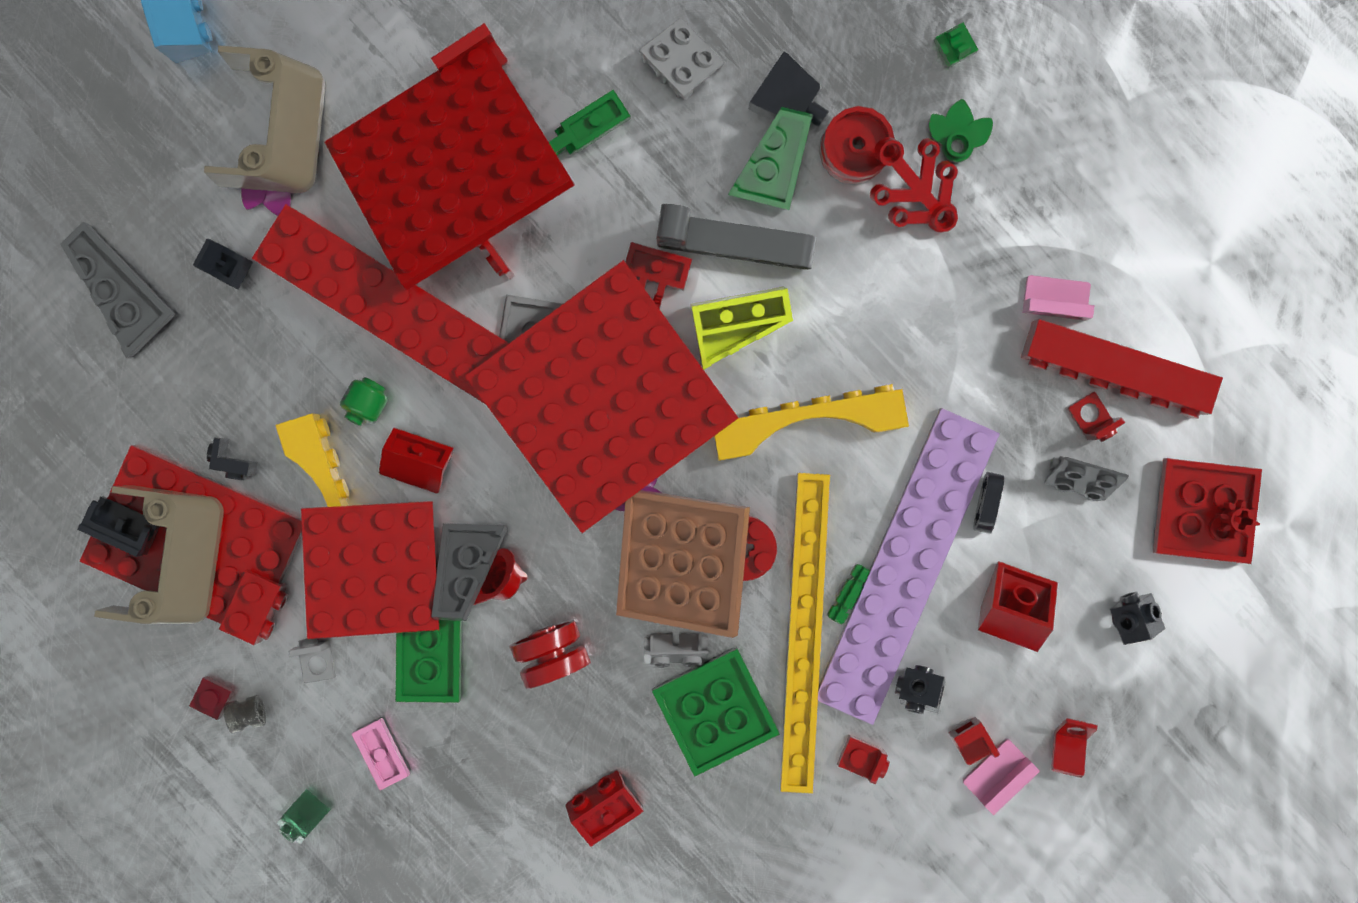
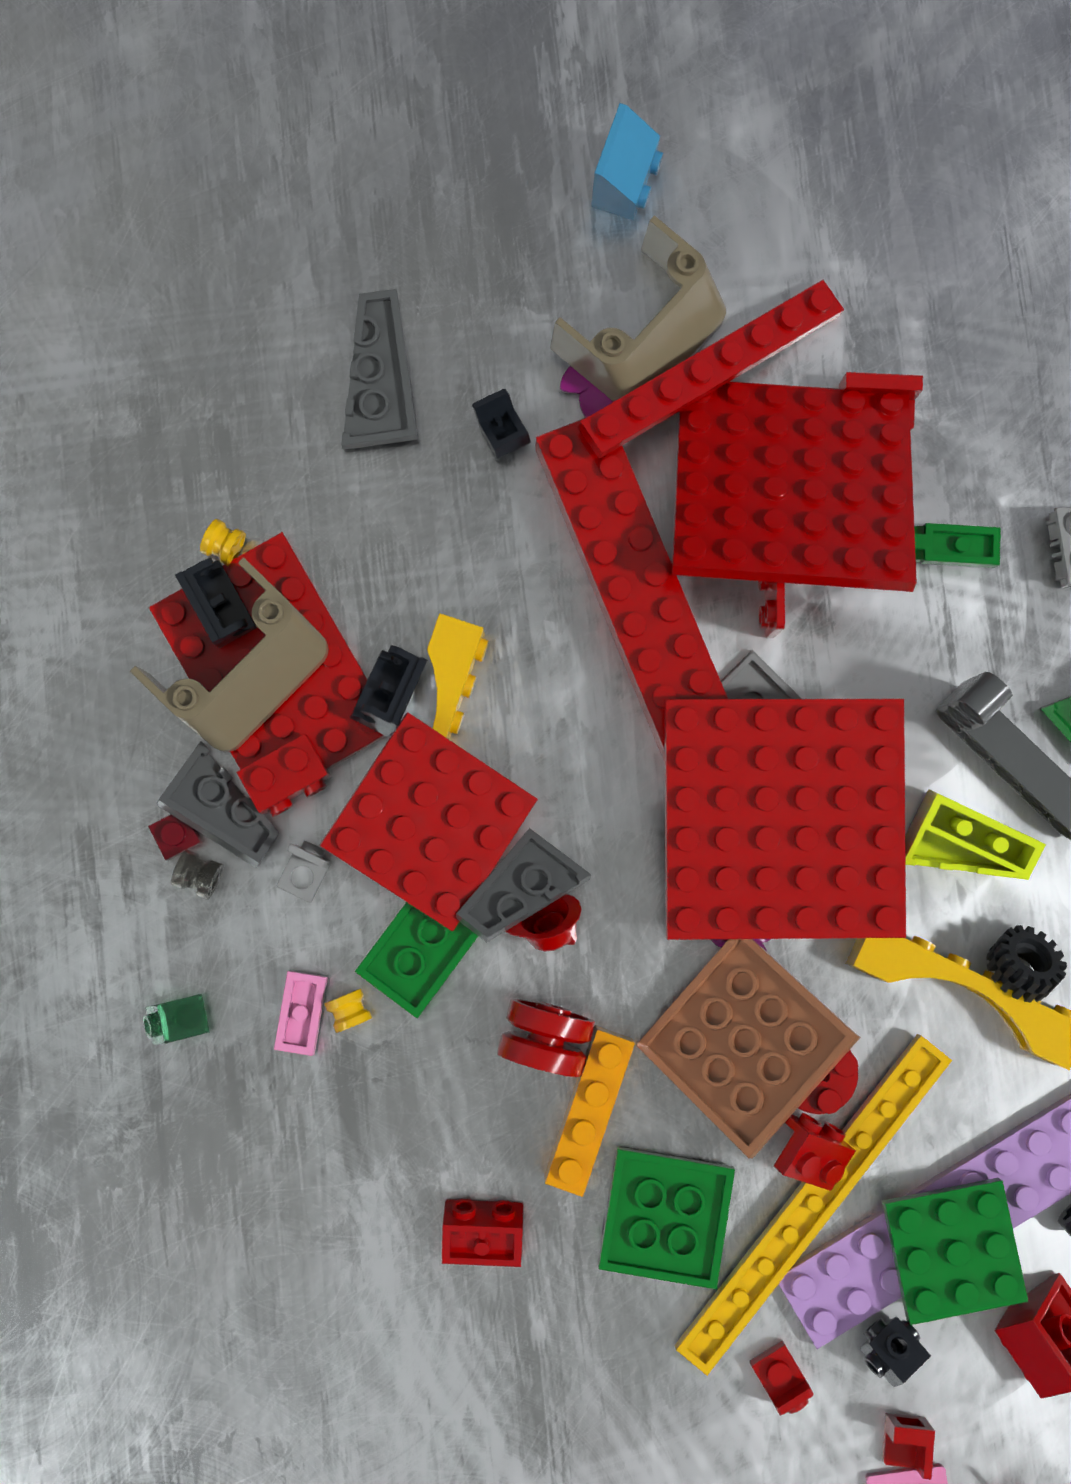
camera: 35 degrees right, 5 degrees down
(95, 481) = (222, 542): none -> yellow wheel
(225, 661) = (215, 807): none -> dark grey wing
(234, 468) = (365, 625): black bracket -> none
(279, 500) = (388, 690): none -> black hinge
(336, 122) = (709, 369): none -> red plate
(363, 401) = (539, 653): green head -> none
(410, 729) = (348, 1010): none -> yellow wheel
(414, 460) = (546, 746): red panel -> none
(614, 680) = (589, 1111): none -> light orange brick
(659, 268) = (926, 732): red hinge -> none
(687, 652) = (681, 1135): light grey hinge -> none
(776, 602) = (814, 1152): none -> red bracket
(832, 389) = (1015, 975): none -> black tyre
(849, 594) = (861, 1206): green axle -> none
(916, 597) = (954, 1251): none -> green plate

